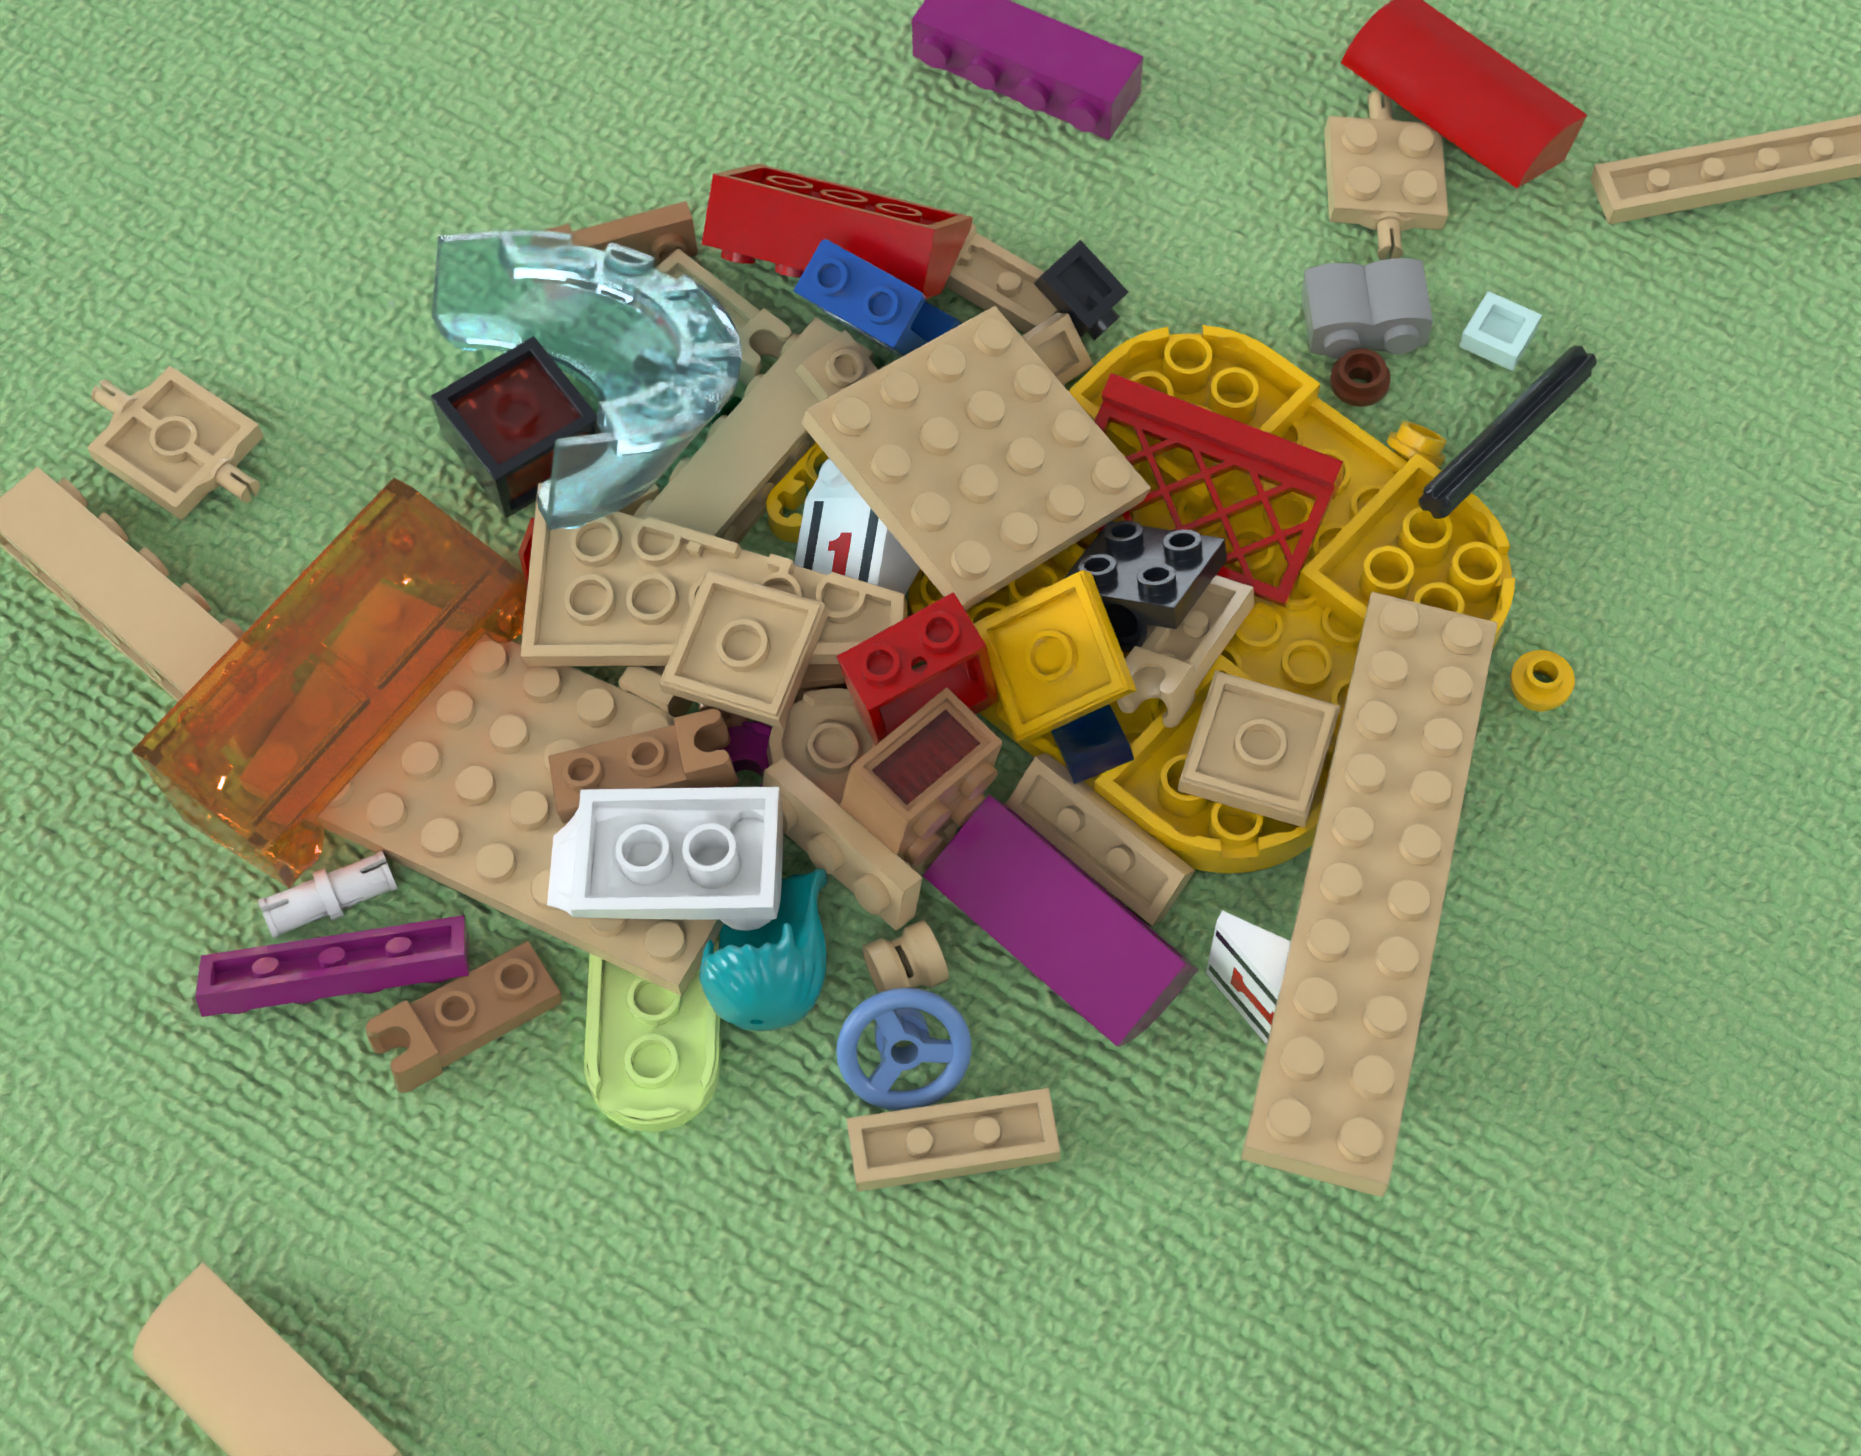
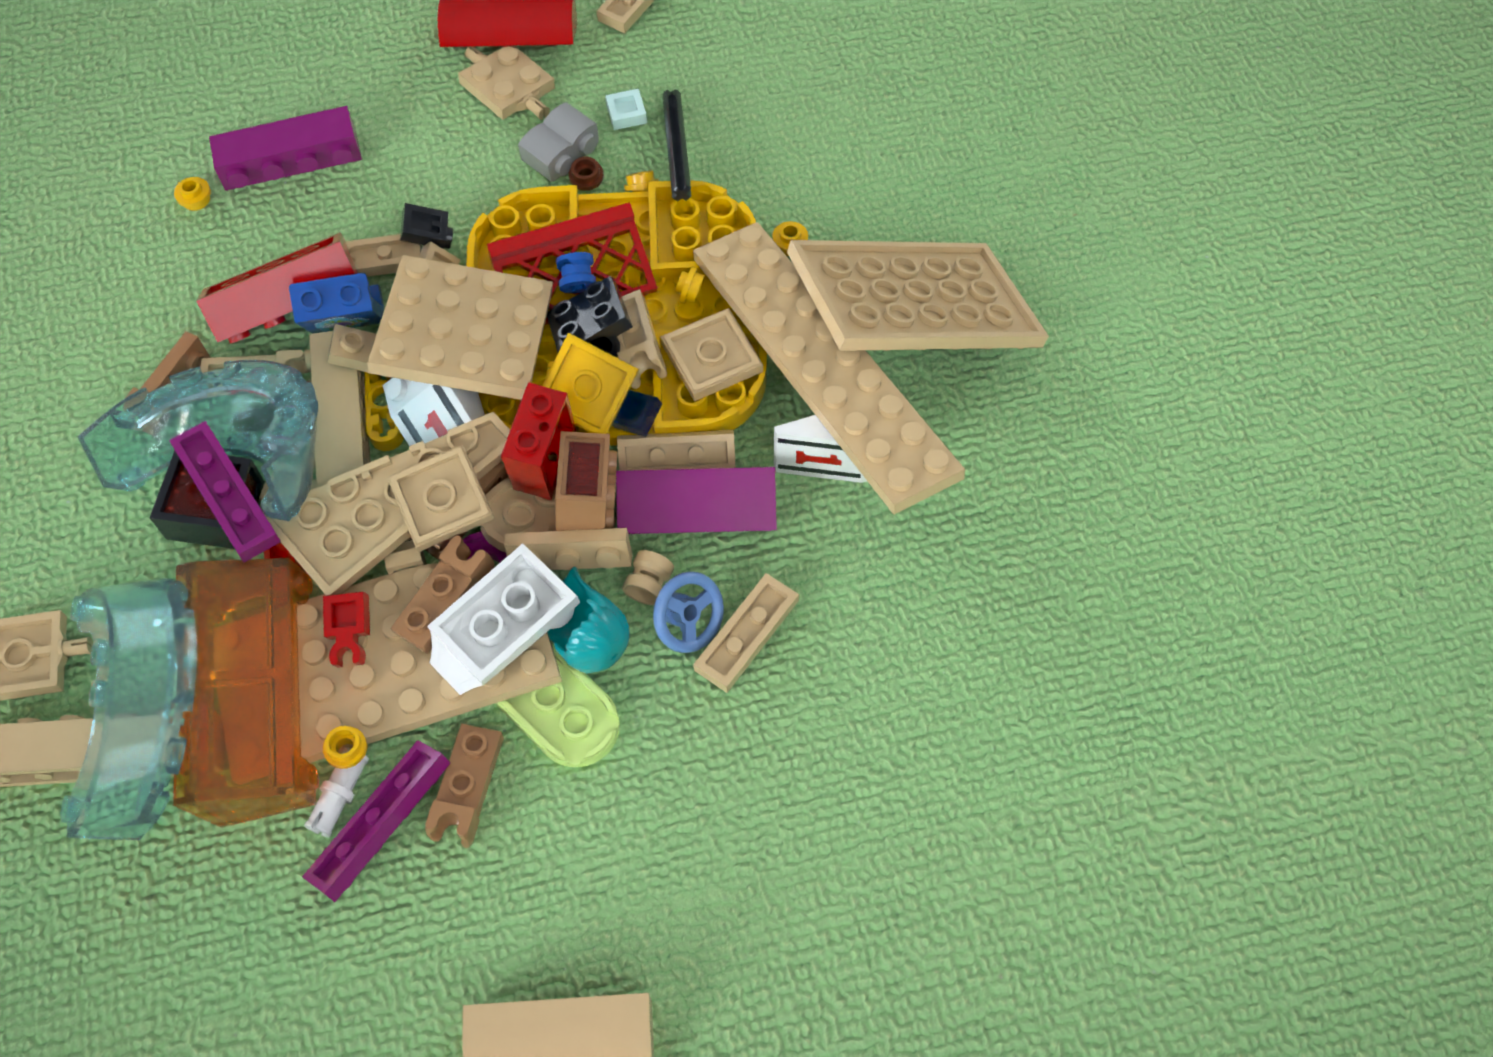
camera: 45 degrees left, 0 degrees up
(204, 593) = (142, 687): none -> clear light blue windscreen
(374, 833) = (341, 736): none -> yellow plate
(511, 703) = (346, 619): none -> red plate
(525, 433) = (225, 491): none -> magenta plate
(869, 31) = (193, 193): none -> yellow plate
(1188, 498) = (575, 271): none -> blue wheel
(1326, 635) = (689, 285): none -> yellow plate
(1604, 903) = (914, 295): none -> tan plate

